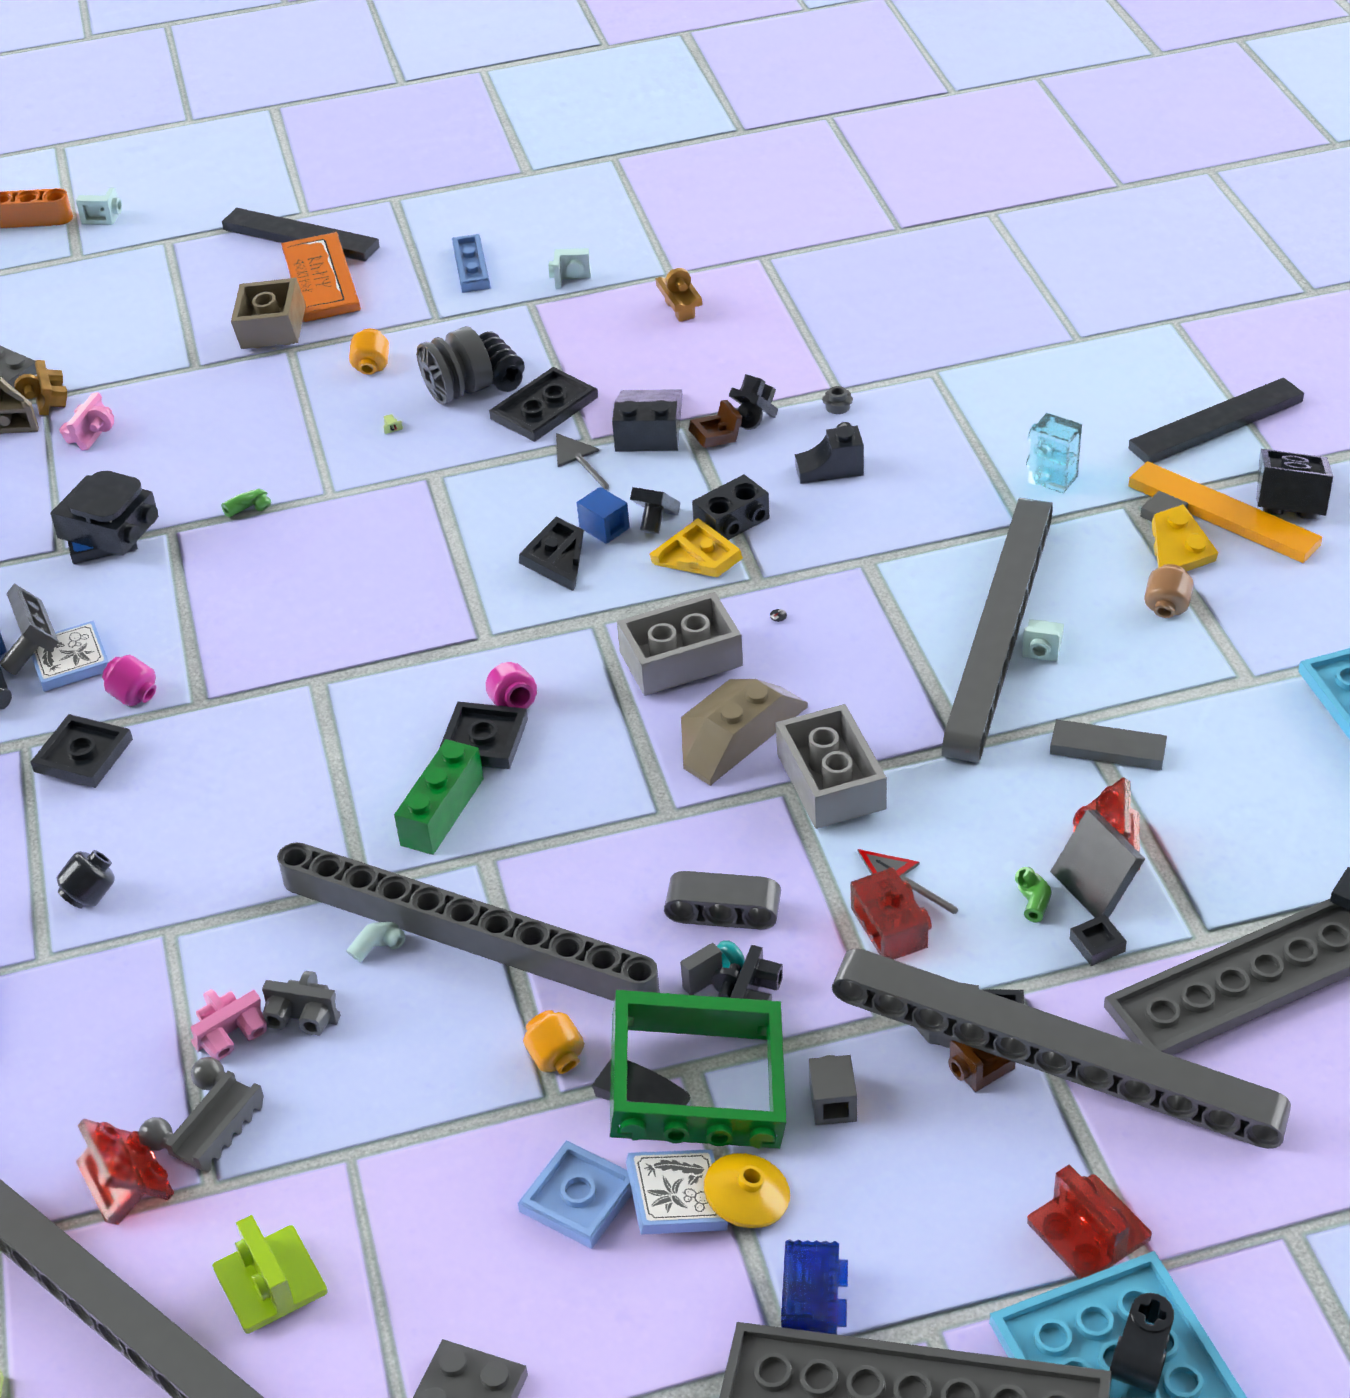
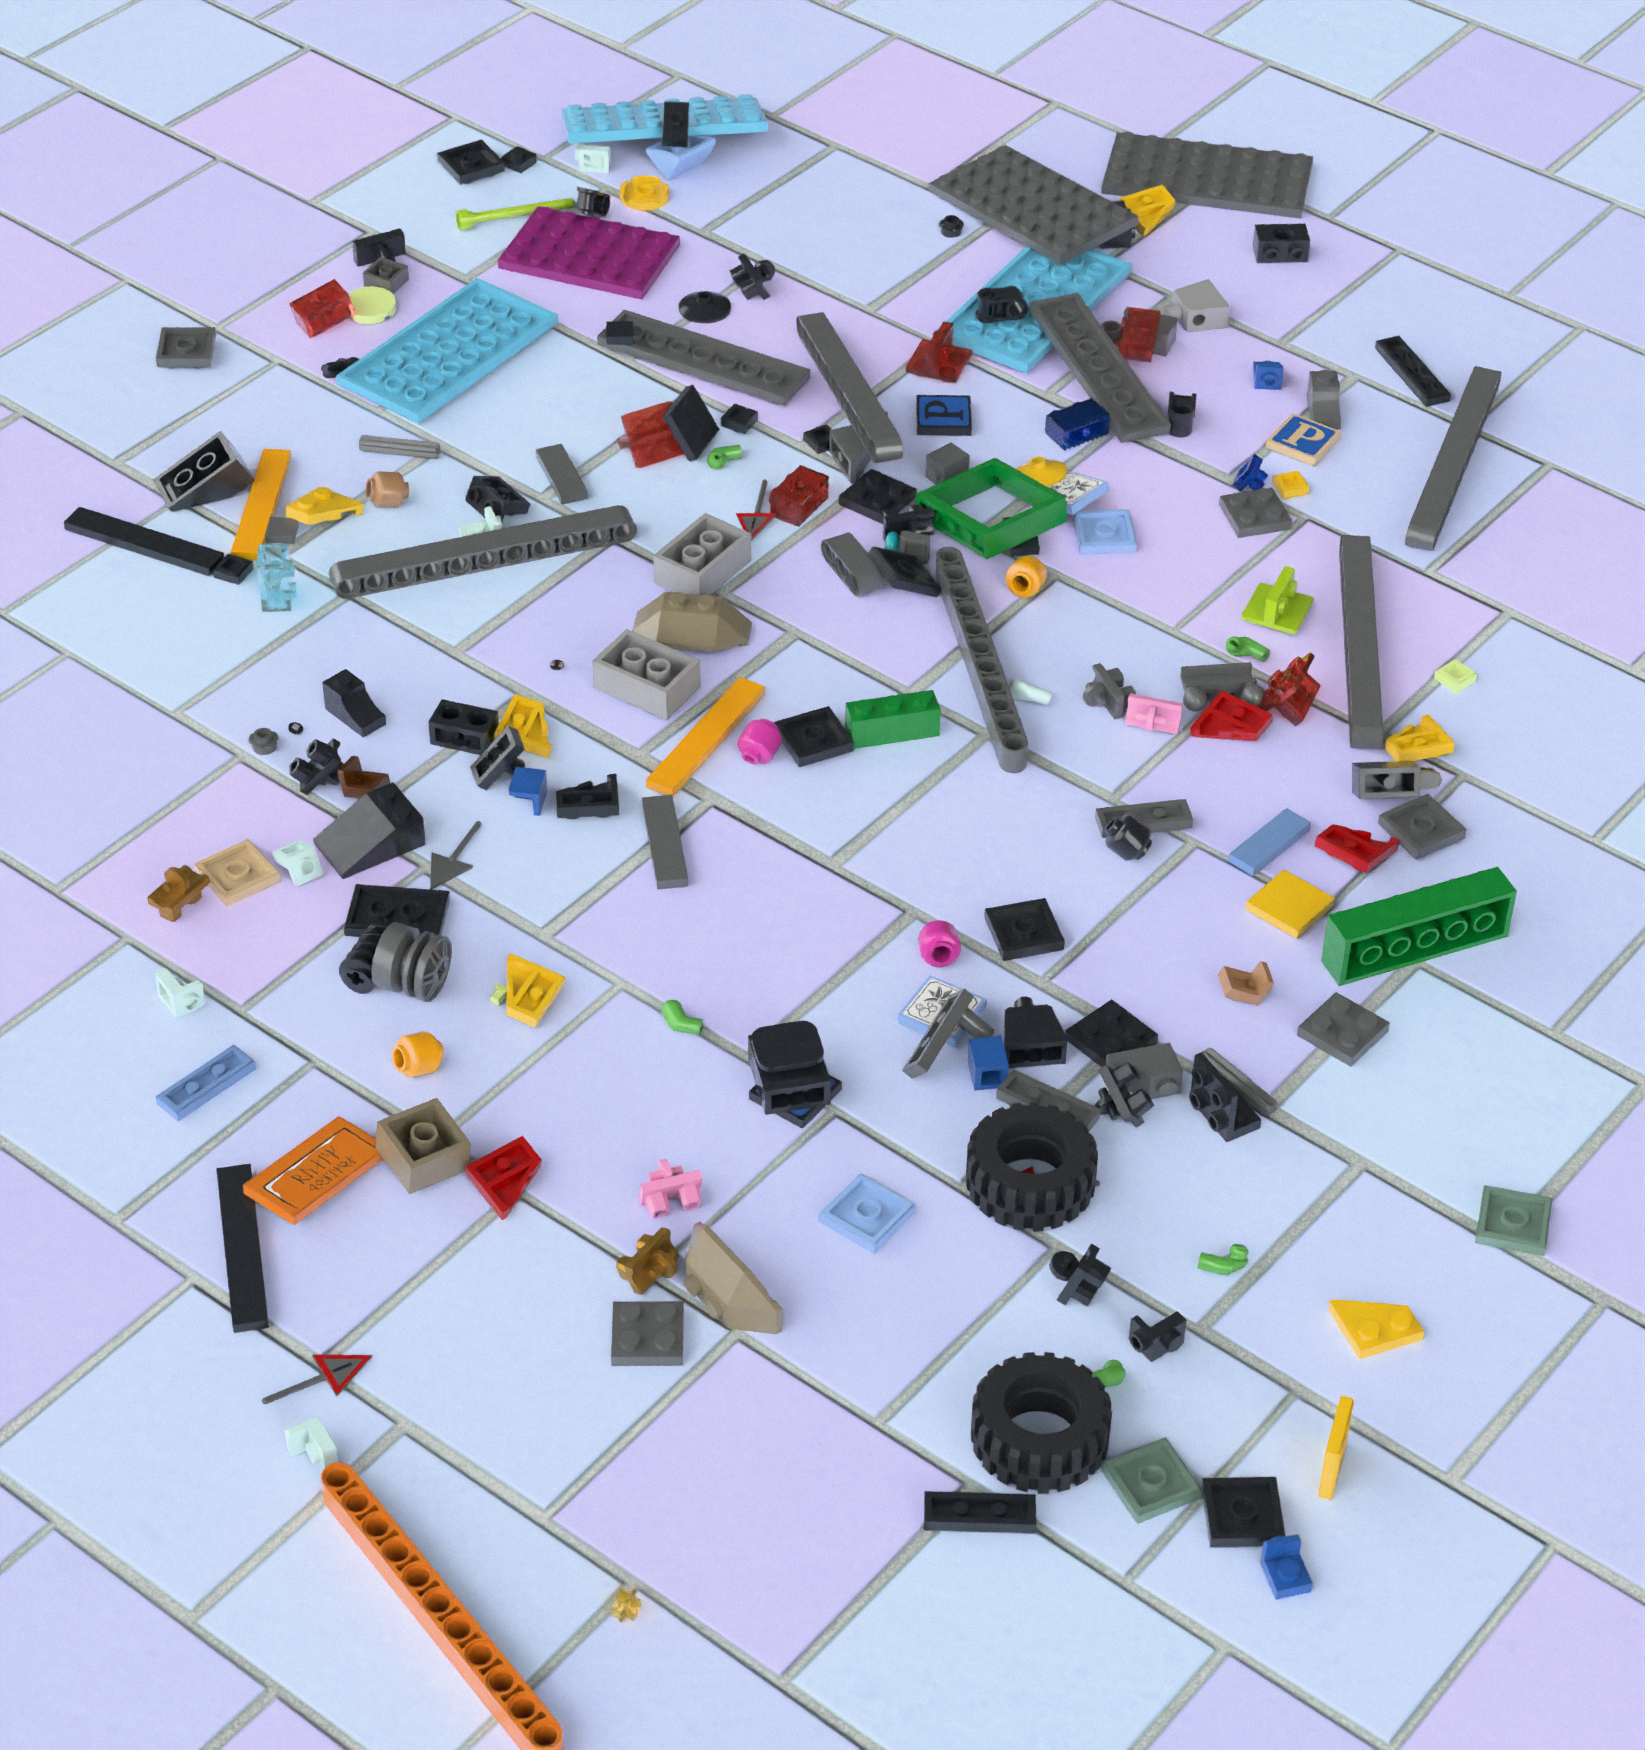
camera: 130 degrees left, 0 degrees up
(103, 922) = (1155, 815): none -> dark grey plate
(146, 1093) = (1231, 719): none -> red wing
(151, 244) = (335, 1369): none -> piece
(208, 355) = (505, 1174): none -> red wing
(243, 1198) = (1246, 647): none -> bright green arm
(369, 430) = (530, 990): none -> yellow wing
(458, 580) = (664, 842): none -> dark grey tile
(569, 670) = (705, 737): none -> light orange tile
(658, 362) = (300, 860): none -> light aqua bracket
(661, 924) = (904, 571): none -> black tile
(684, 340) = (238, 872): none -> tan tile
(827, 1016) = (875, 494): none -> black plate
(959, 1164) = (943, 415): none -> tile
(1092, 668) = (497, 494): none -> black bracket
(1122, 461) = (233, 569): none -> black tile
(1257, 638) = (399, 446): none -> axle

